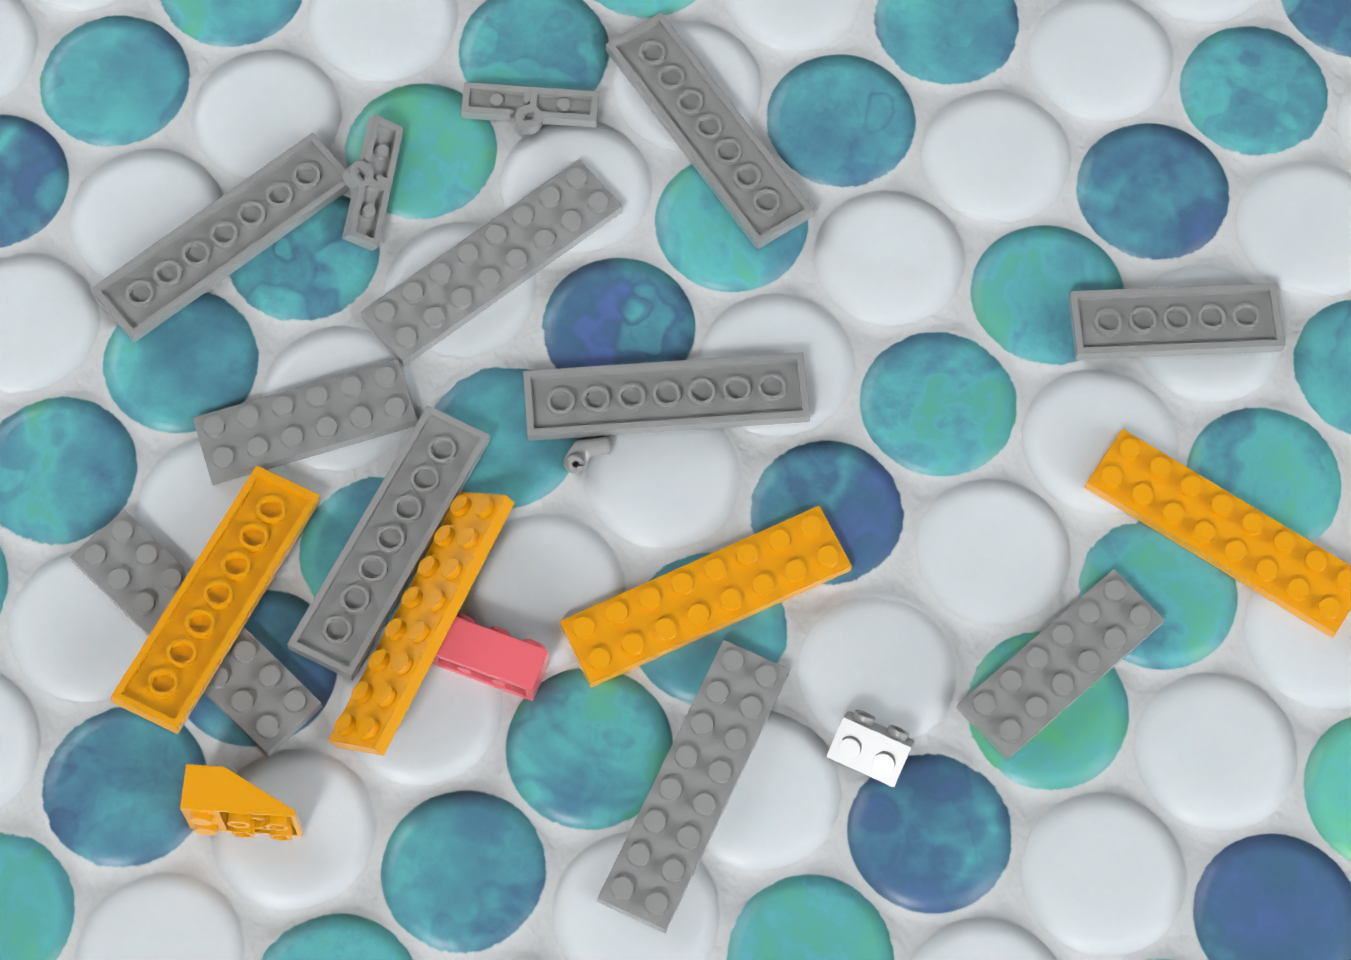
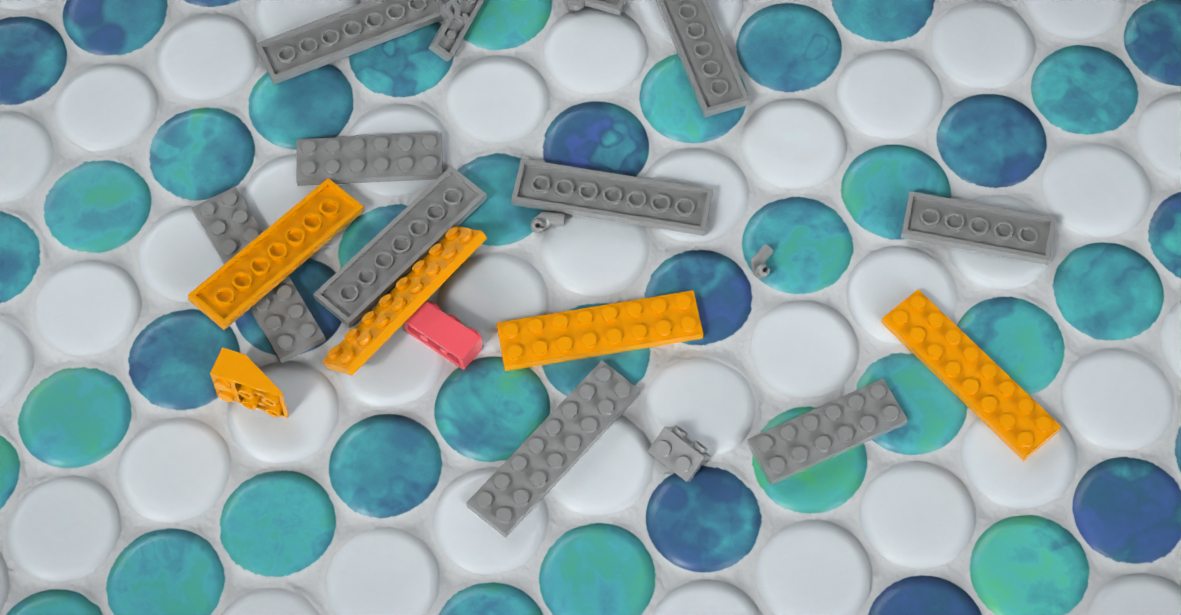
camera: 20 degrees right, 5 degrees down
(491, 262) = (523, 86): light grey plate -> none
(895, 442) = (758, 262): none -> light grey arm

